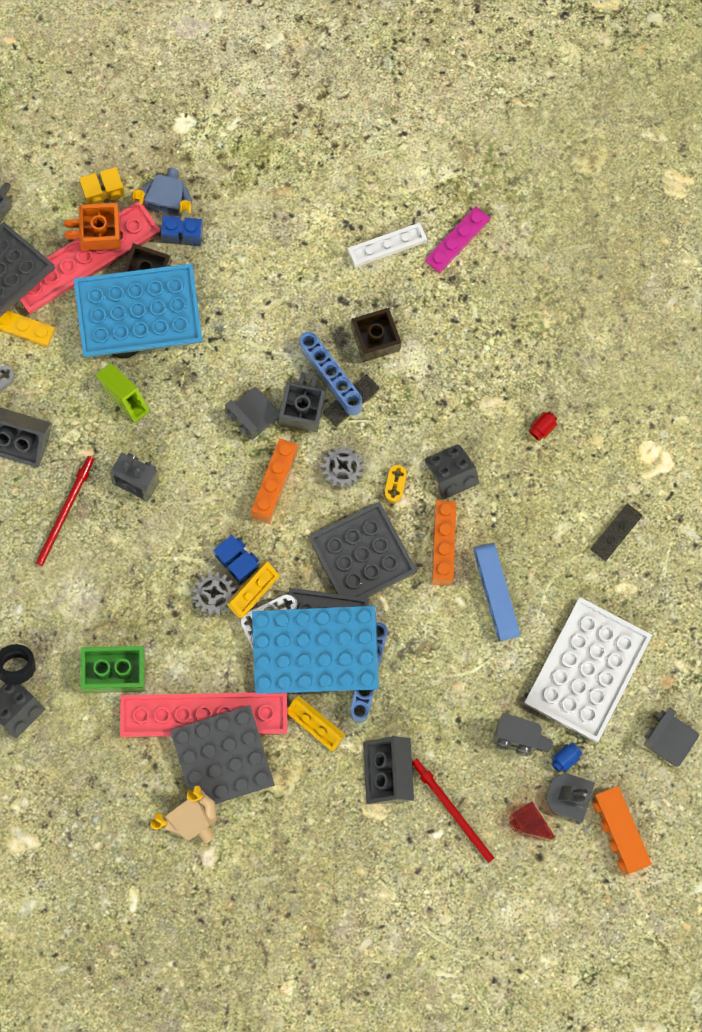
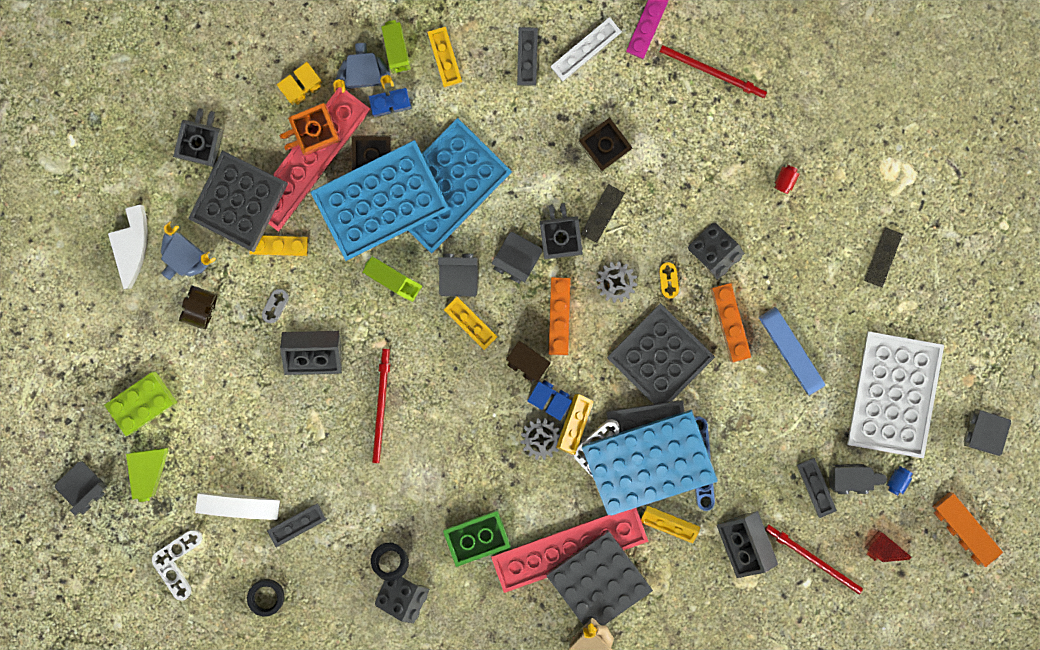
camera: 15 degrees left, 15 degrees up
(135, 476) = (433, 356): dark grey hinge -> none
(184, 459) = (470, 323): none -> yellow plate
(189, 409) = (458, 275): none -> dark grey bracket
(205, 184) = (395, 47): none -> lime slope
(227, 510) = (527, 361): none -> dark brown brick
(229, 321) = (466, 177): none -> dark azure plate
(249, 208) = (444, 57): none -> yellow plate
(328, 233) = (527, 56): none -> dark grey plate
(334, 381) = (570, 189): medium blue beam -> none
(478, 736) = (816, 487): none -> dark grey plate
(532, 329) = (748, 87): none -> red bar
(569, 796) = (913, 514): dark grey piece -> none

